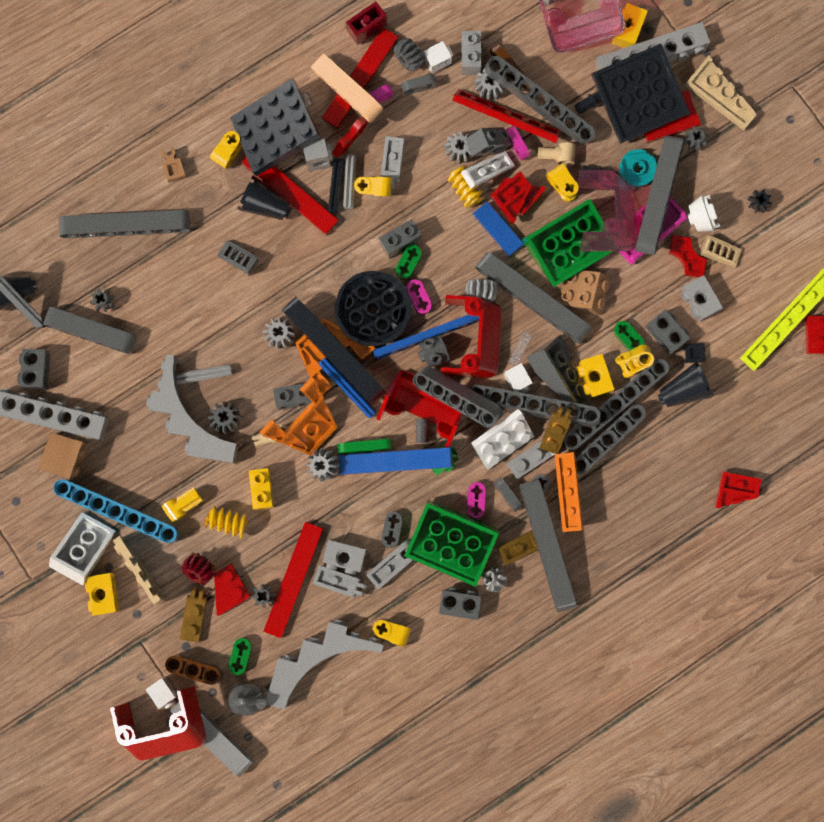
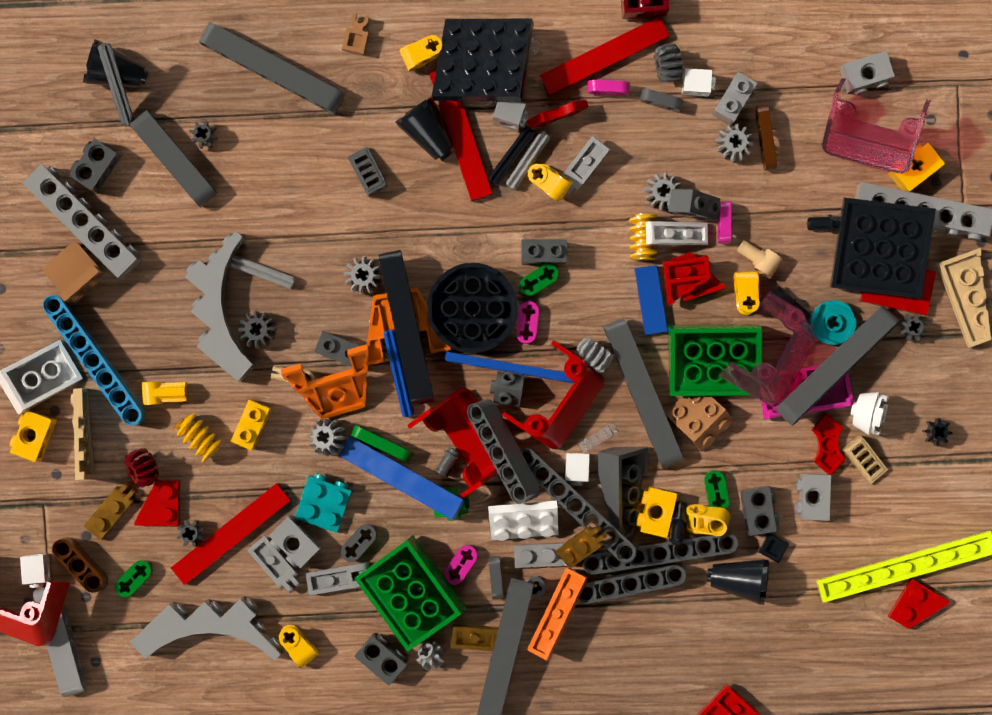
camera: 30 degrees right, 5 degrees up
(246, 699) = (114, 626): dark grey piece -> none
(346, 88) = (582, 61): light nougat beam -> none
(348, 515) = (323, 502): none -> teal plate
(506, 115) = (731, 187): red tile -> none
(530, 99) = (781, 201): dark grey beam -> none
(616, 375) = (678, 523): none -> black axle

